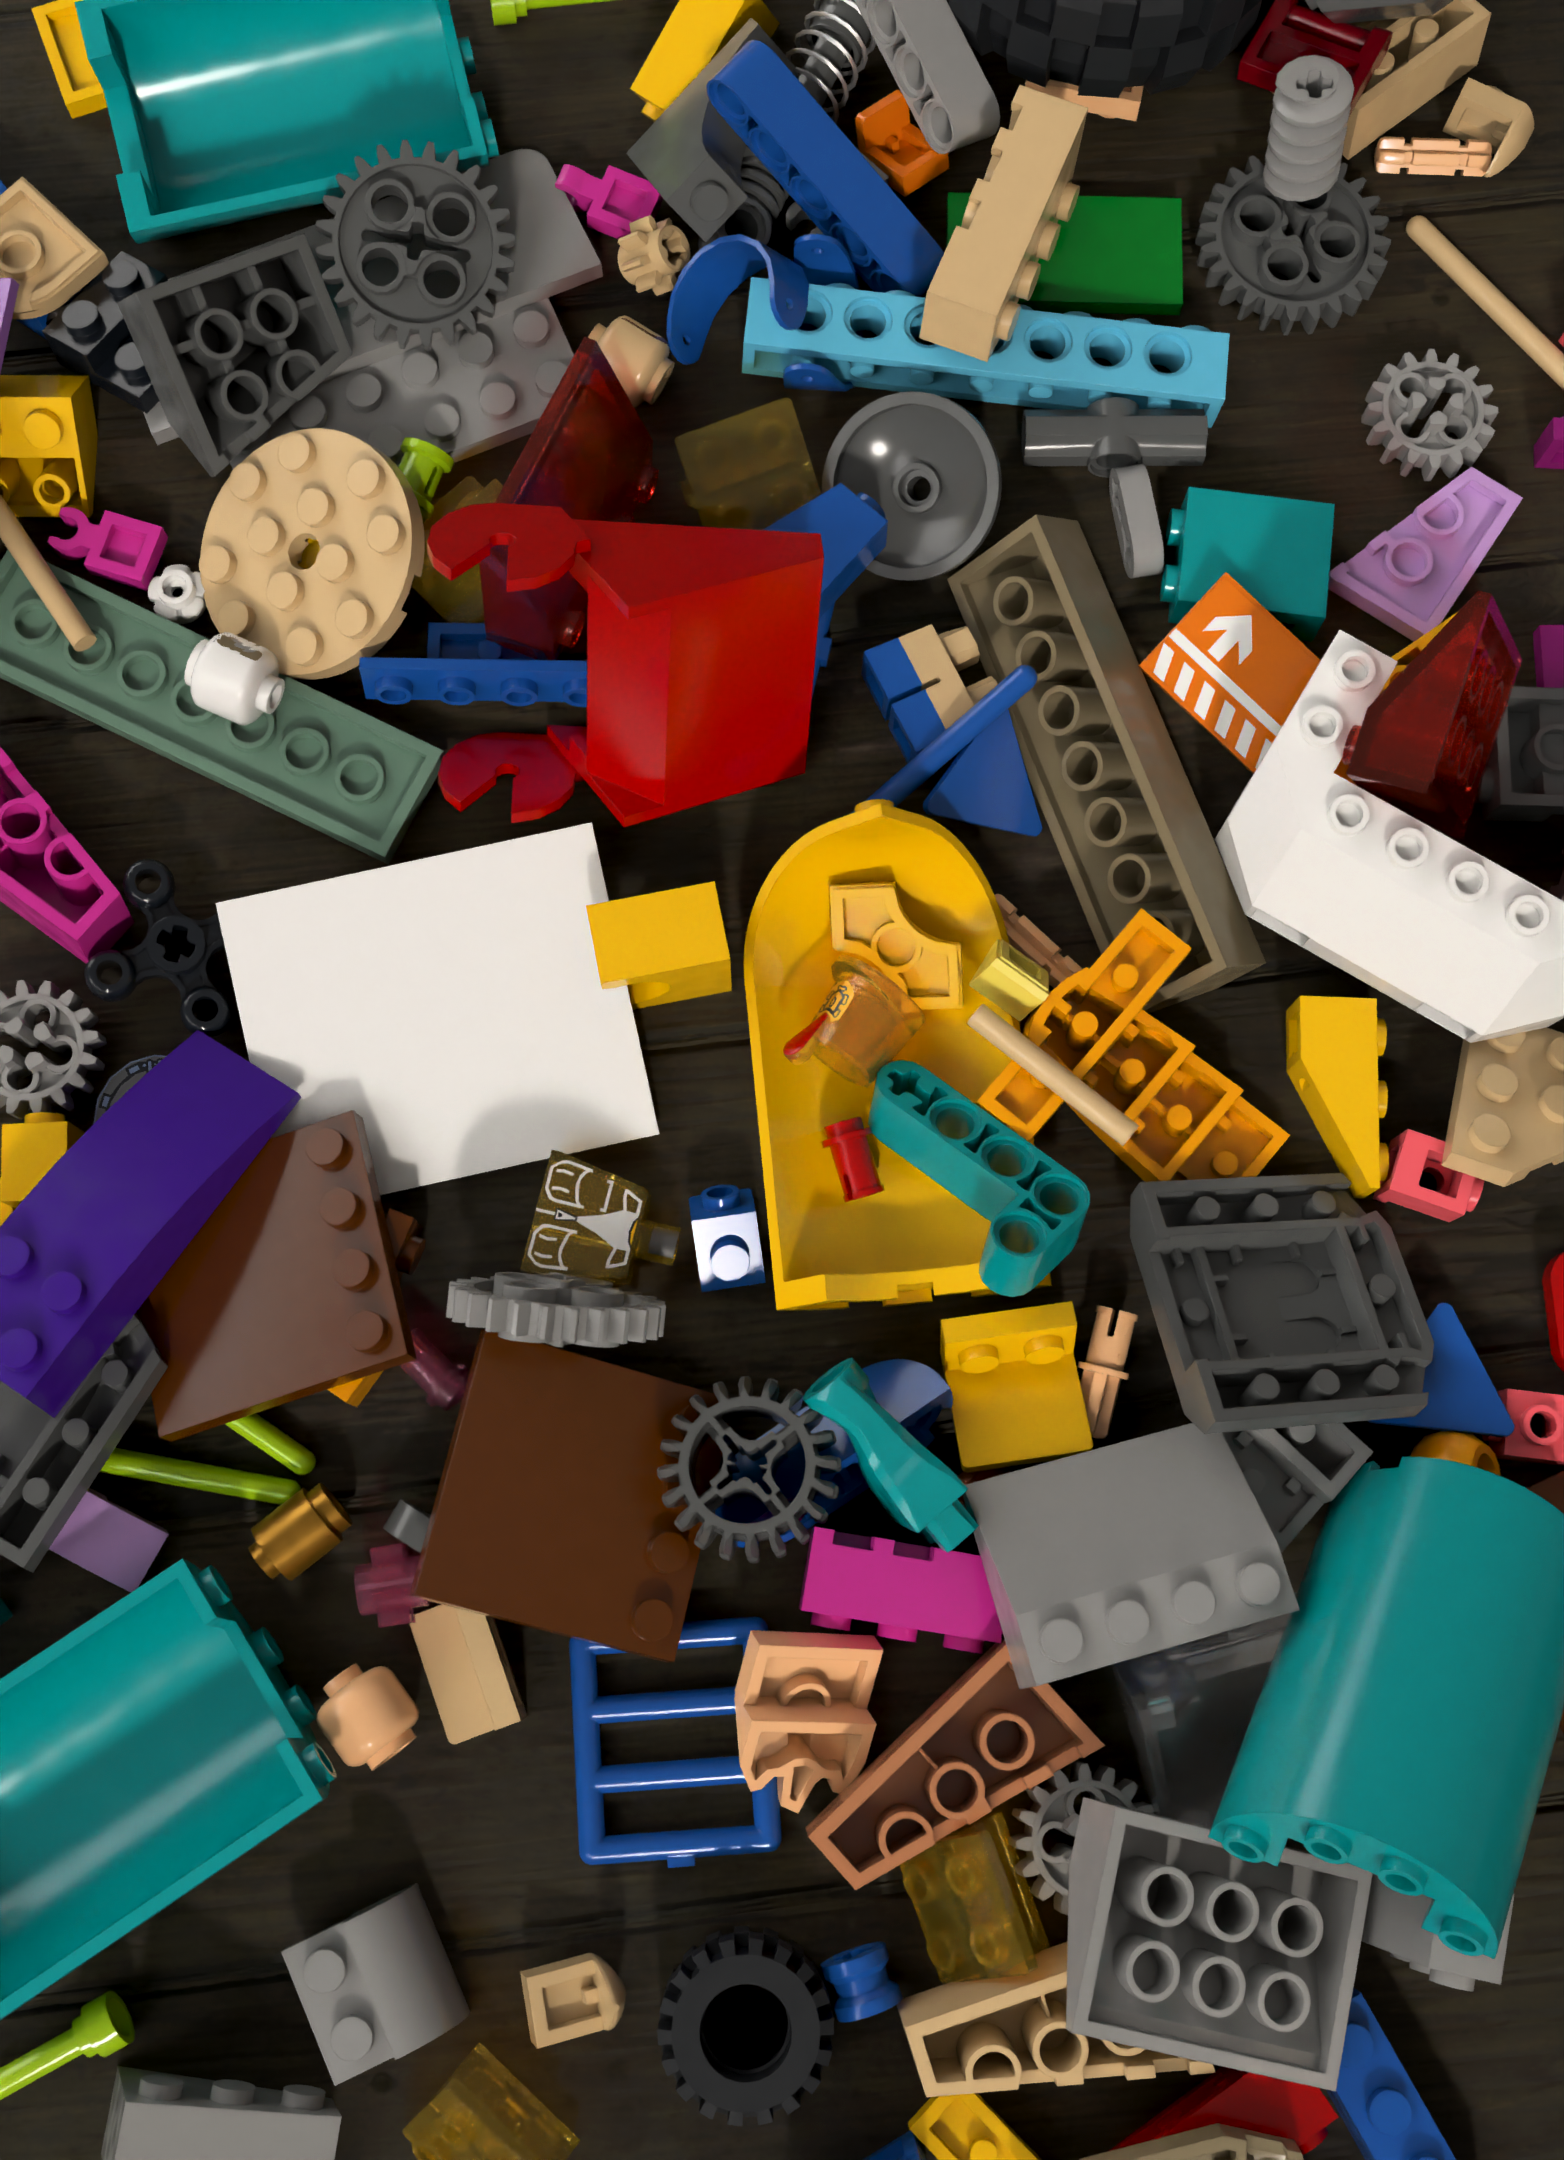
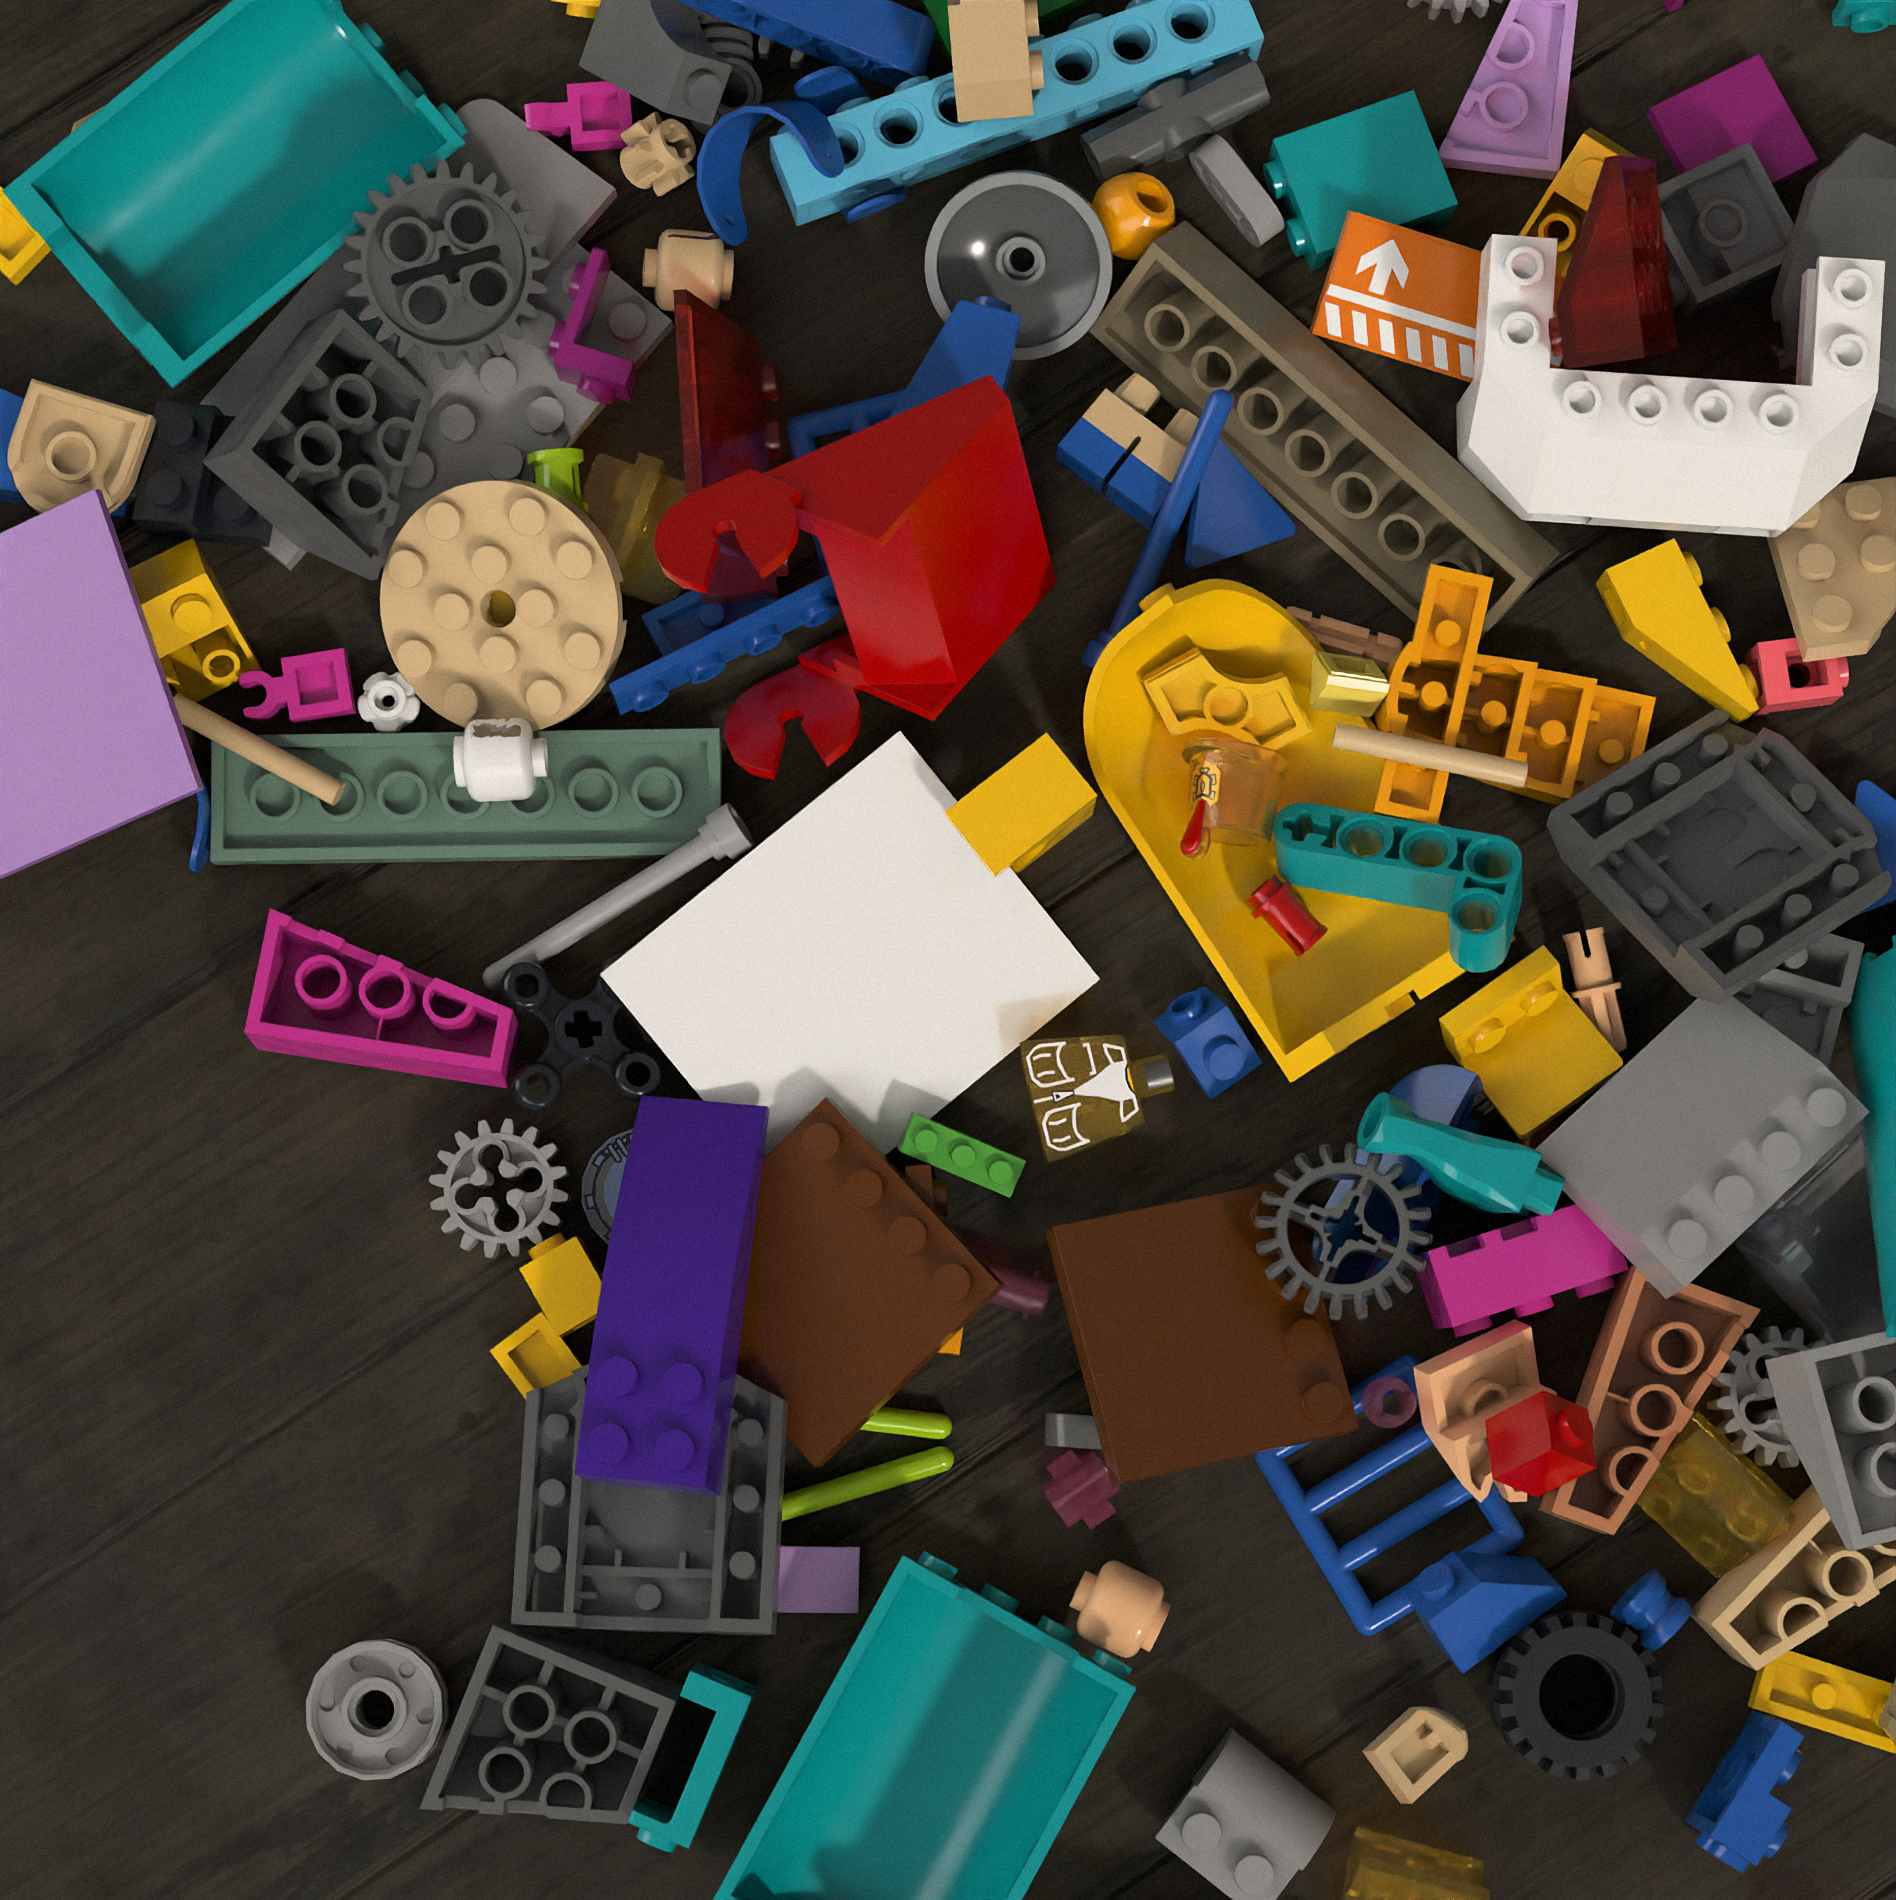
camera: 25 degrees left, 5 degrees up
(299, 1532) = (974, 1487): pearl gold brick -> none
(390, 839) = (720, 836): none -> light grey piece
(450, 1224) = (961, 1154): none -> bright green piece
(467, 1672) = (1181, 1529): tan panel -> none
(491, 362) = (594, 373): none -> magenta bracket
(555, 1309) = (1105, 1180): light grey gear -> none
(703, 1886) = (1480, 1601): none -> blue slope
(730, 1641) = (1373, 1404): none -> clear pink pin
(747, 468) = (865, 330): clear yellow bracket -> none
(829, 1765) = (1540, 1444): none -> red brick
(1032, 487) = (1134, 212): none -> light orange piece

